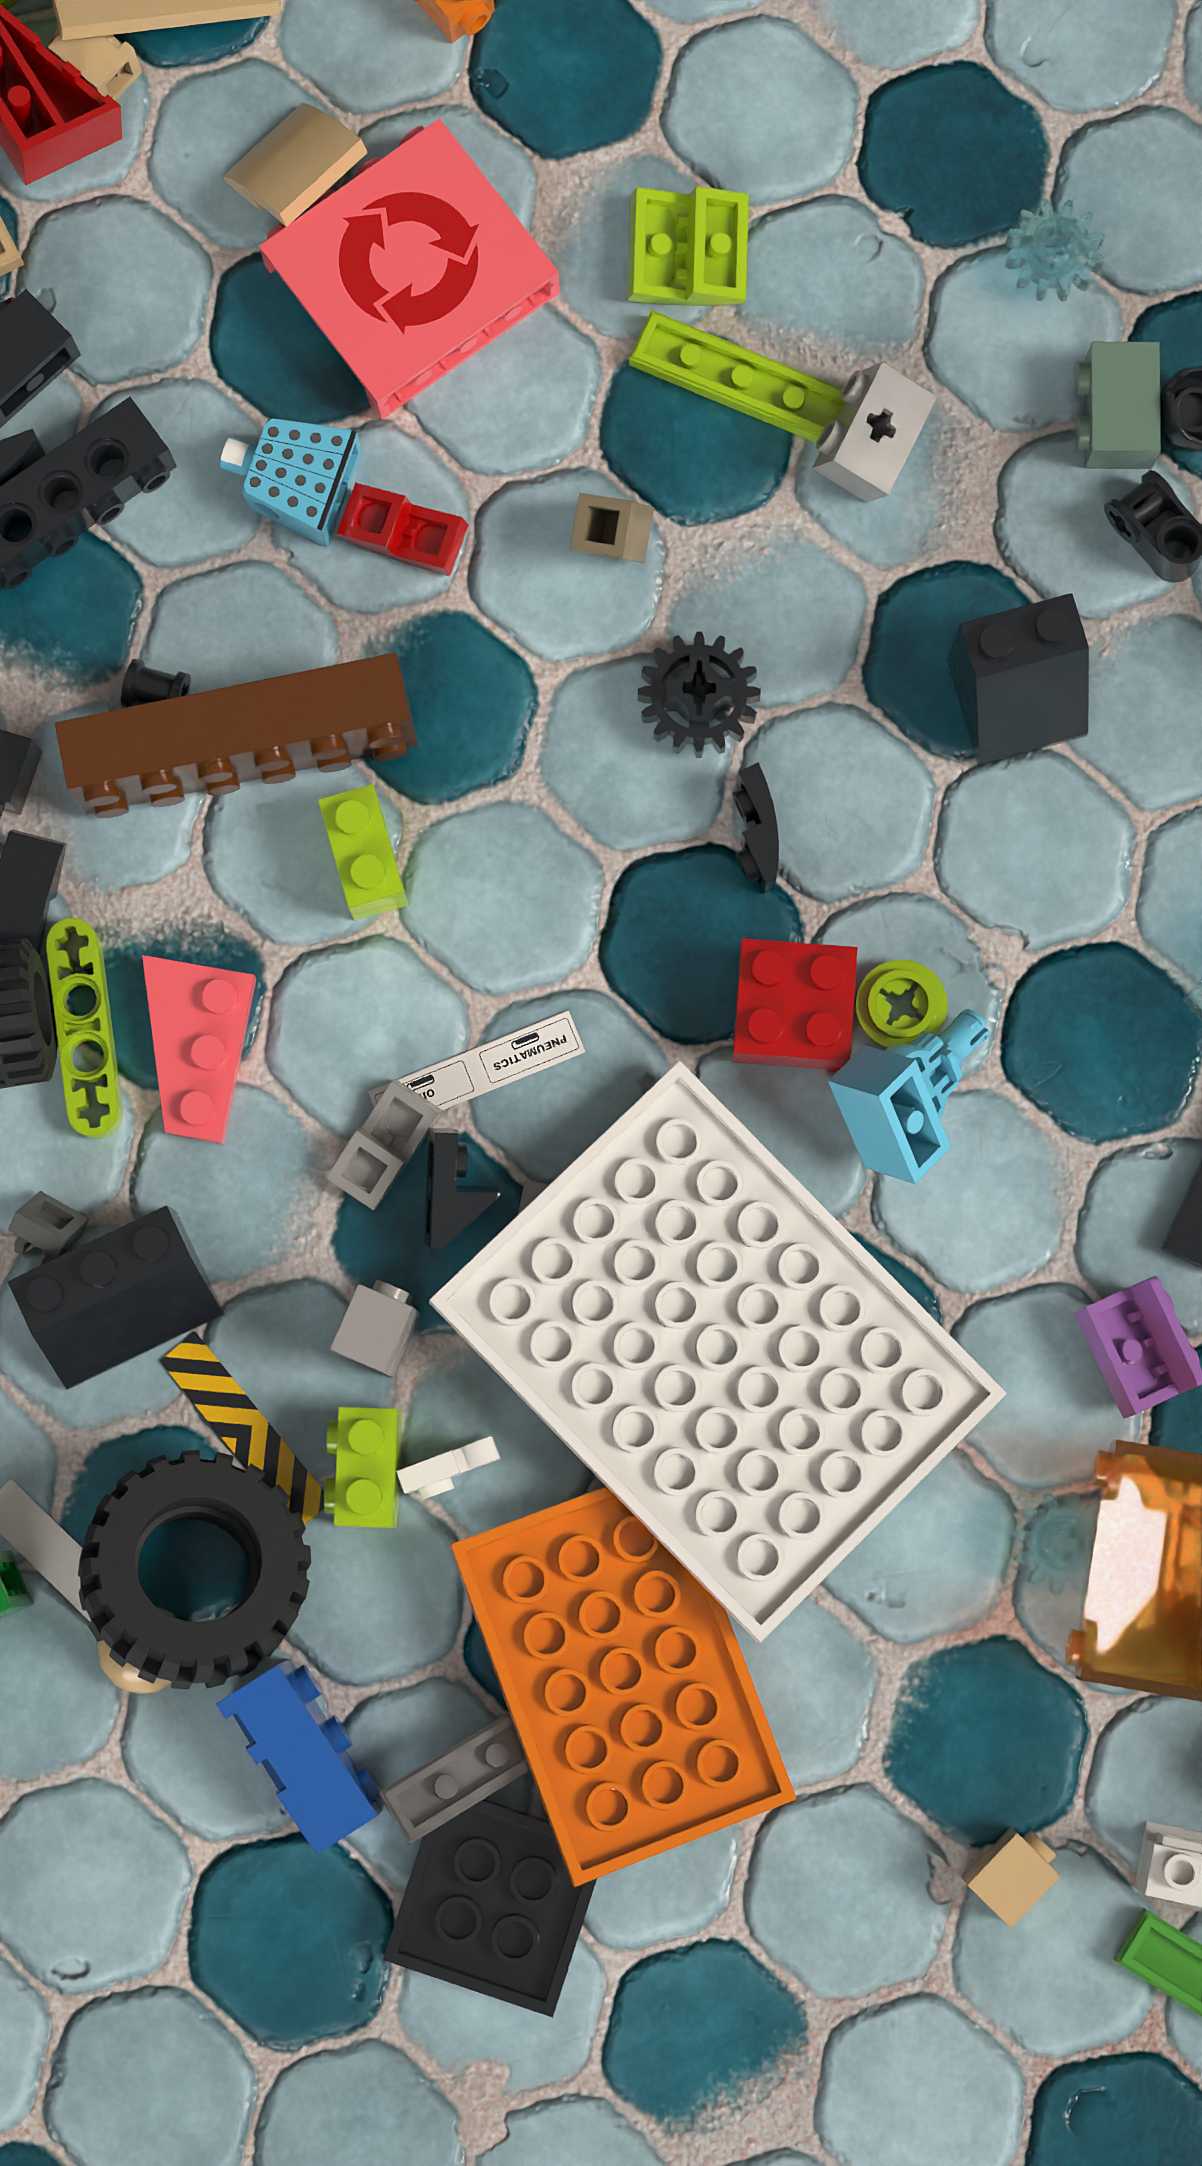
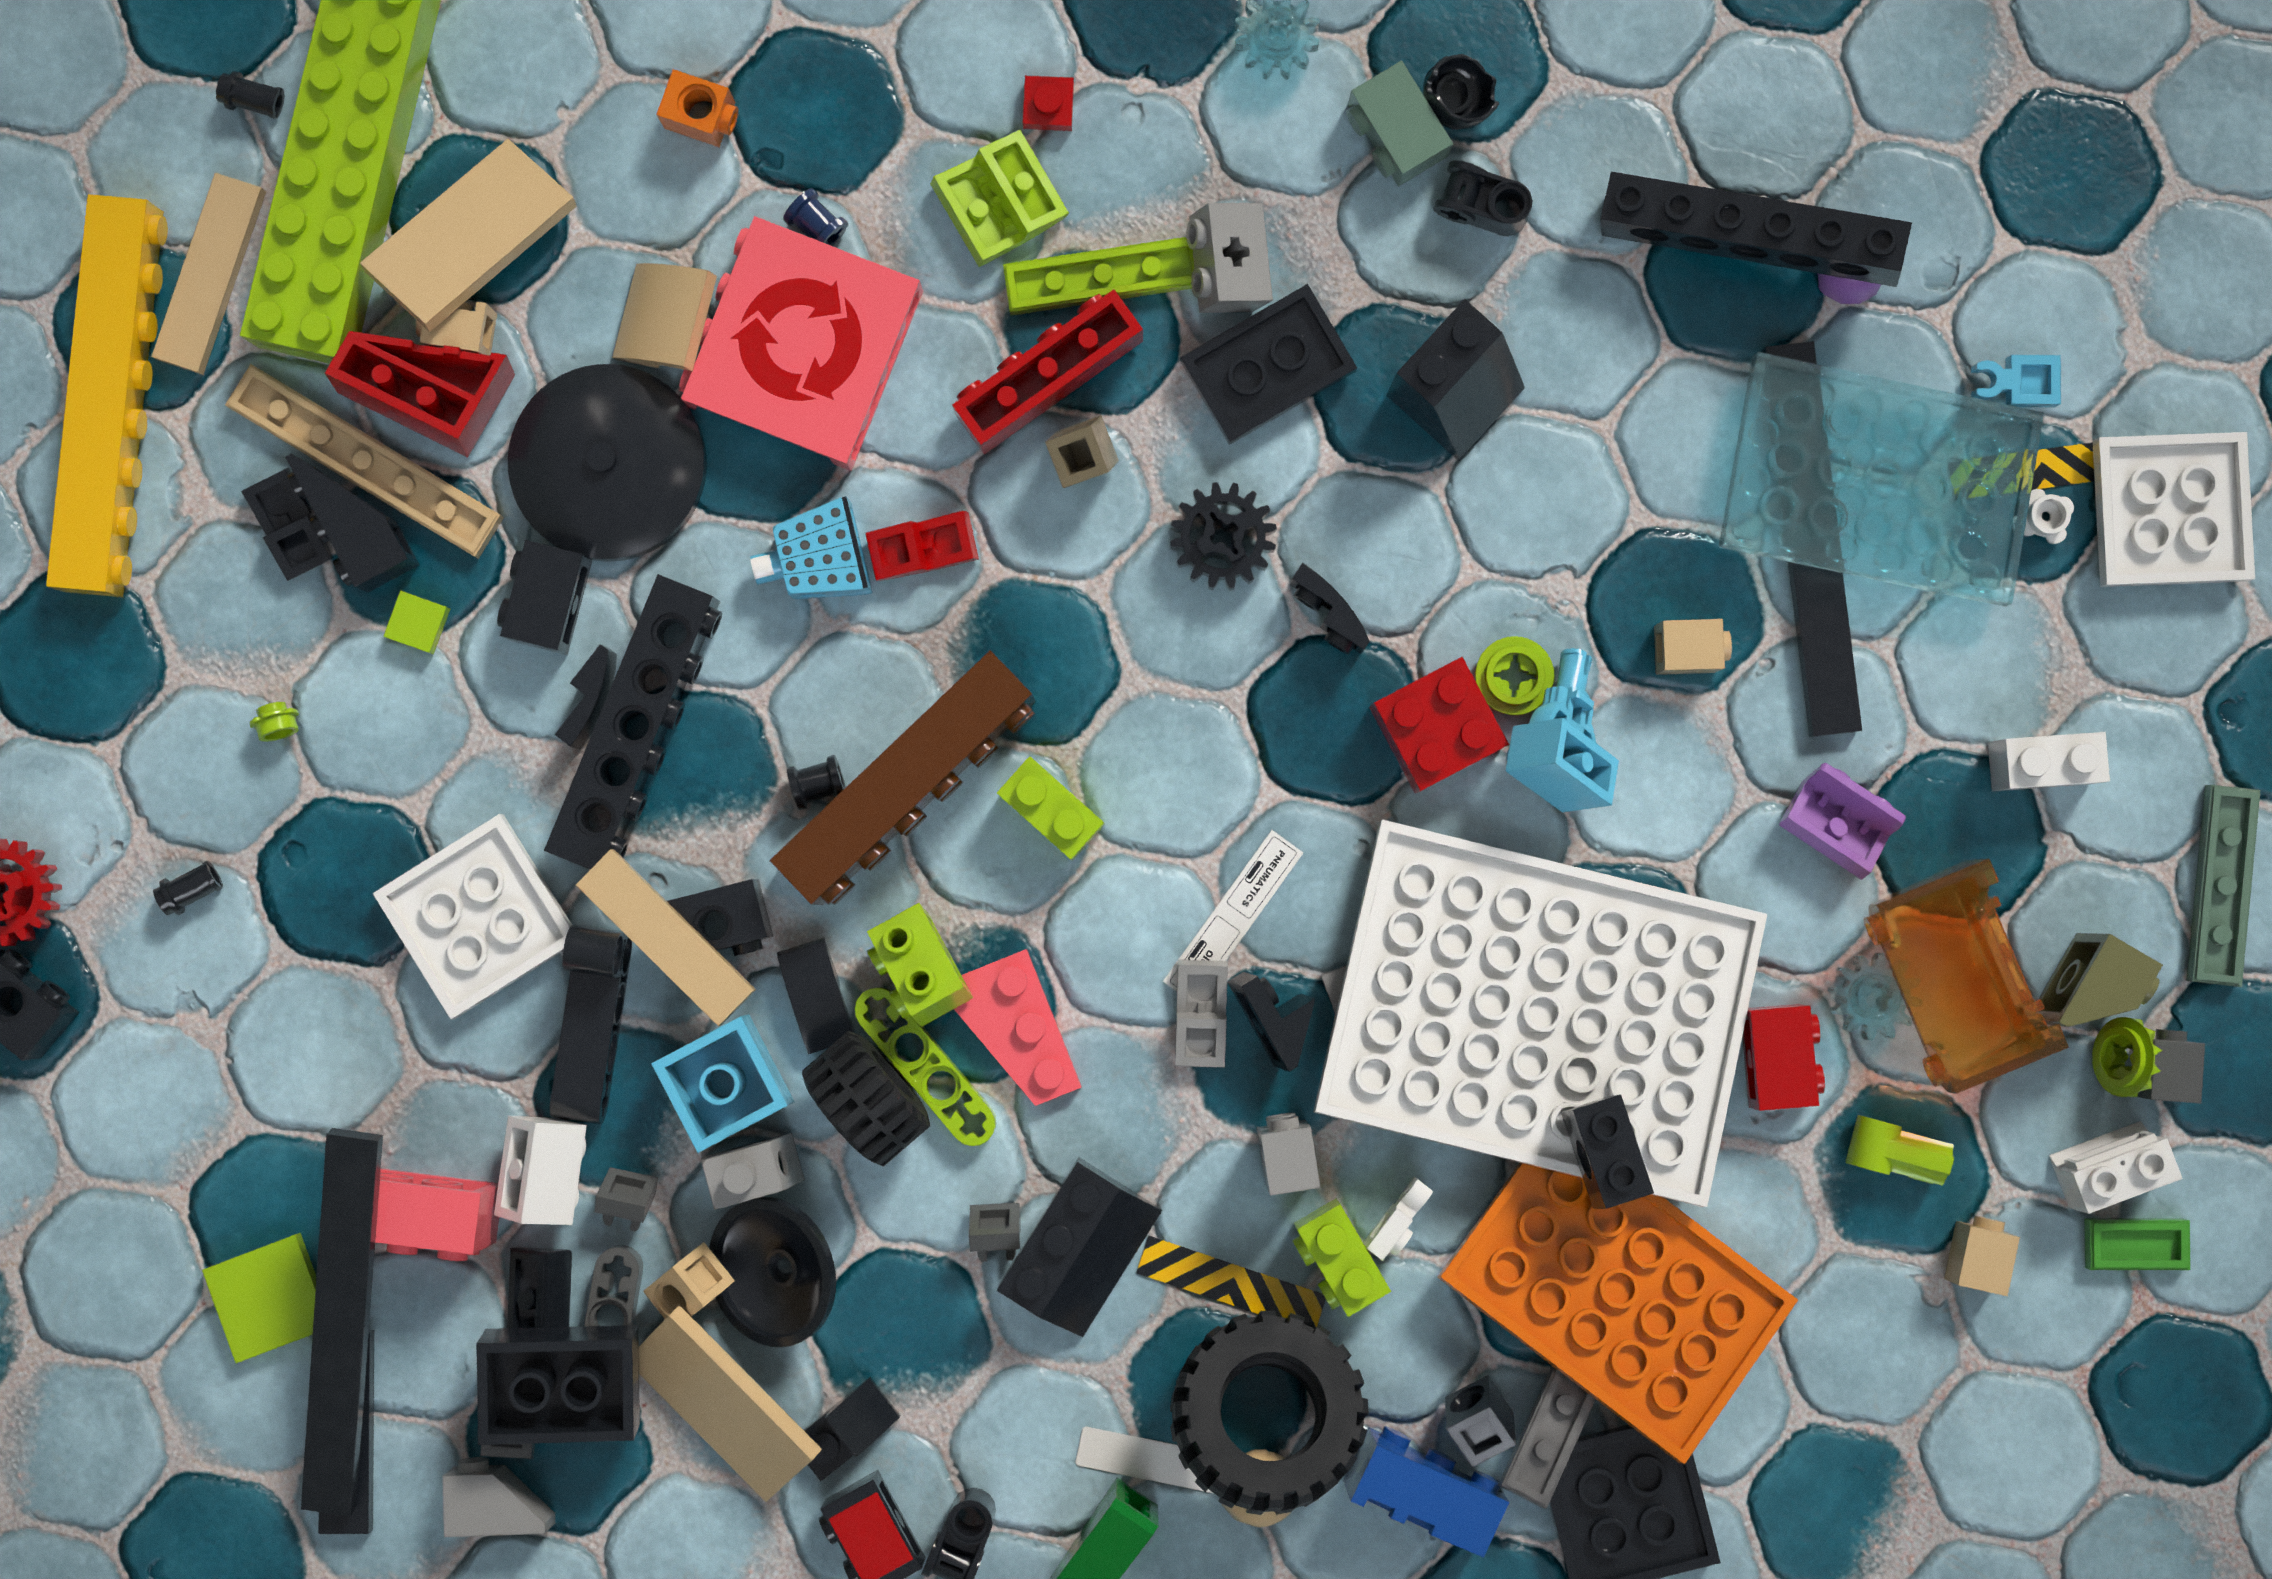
camera: 35 degrees left, 5 degrees up
(137, 922) = (918, 965): none -> lime brick
(154, 270) = (607, 462): none -> black dish
(400, 1716) = (1480, 1421): none -> black brick
(497, 159) = (815, 219): none -> dark blue bush
(627, 433) = (1048, 371): none -> red brick
(692, 1518) = (1607, 1152): none -> black brick
(792, 186) = (1048, 103): none -> red plate
(848, 558) = (1268, 364): none -> black plate
(933, 1545) = (1782, 1057): none -> red brick
(983, 1705) = (1889, 1149): none -> lime piece
(1095, 1083) = (1691, 646): none -> tan brick

